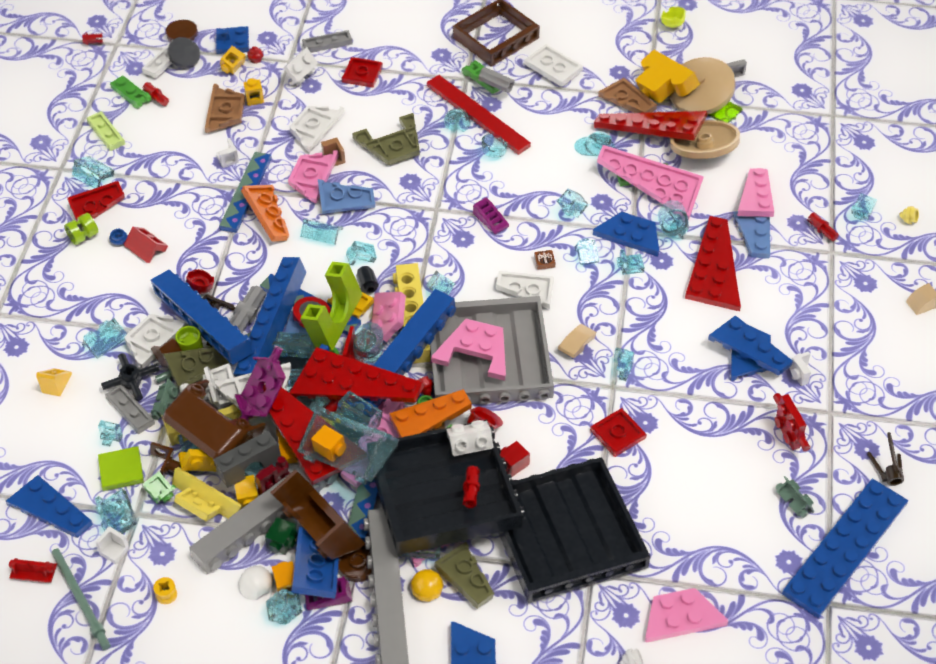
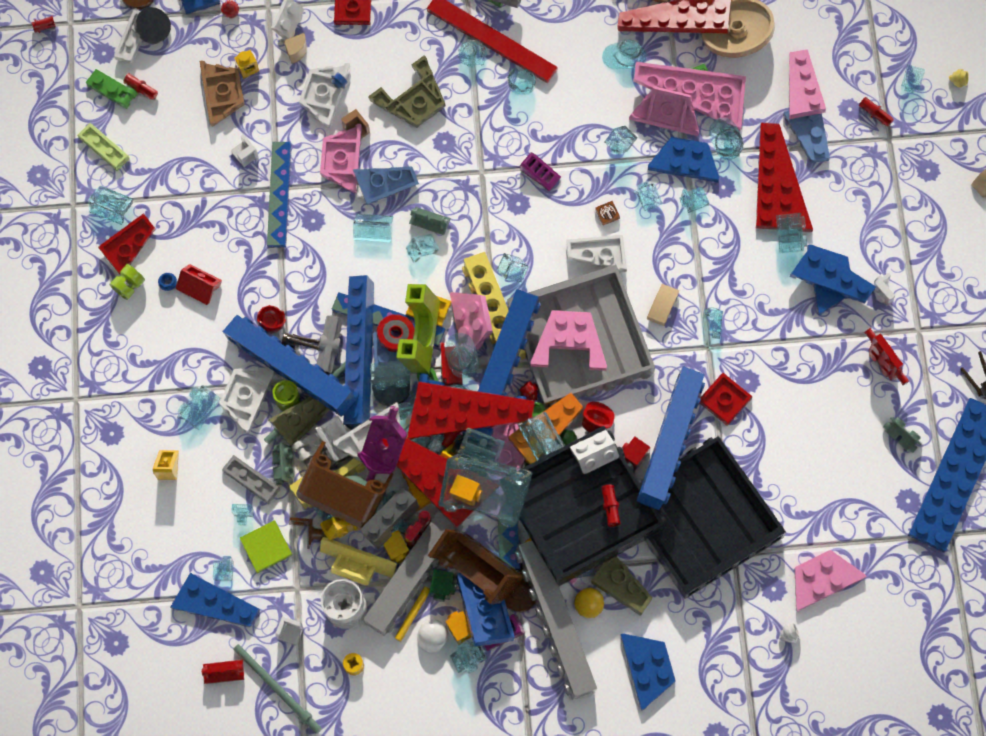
camera: 10 degrees left, 20 degrees up
(71, 476) = (223, 569): none -> clear light blue bracket
(116, 512) = (280, 596): clear light blue bracket -> none
(130, 377) = (245, 440): black bar -> none
(159, 488) = (311, 561): bracket -> none
(169, 346) = (270, 410): reddish brown panel -> none
(174, 529) = (339, 594): none -> white wheel
(232, 60) = (212, 19): yellow brick -> none
(241, 559) = (412, 614): none -> yellow bar
(264, 205) = (306, 212): orange wing -> none
(302, 89) = (296, 47): none -> tan brick
(329, 115) = (339, 81): none -> blue plate
(367, 279) = (437, 279): black brick -> none
(375, 234) = (429, 220): none -> sand green hinge
(420, 413) = (541, 435): none -> clear light blue bracket
(550, 446) = (670, 438): none -> blue brick
(623, 189) = (667, 110): none -> bright pink wing
(717, 302) = (791, 232): none -> clear light blue brick

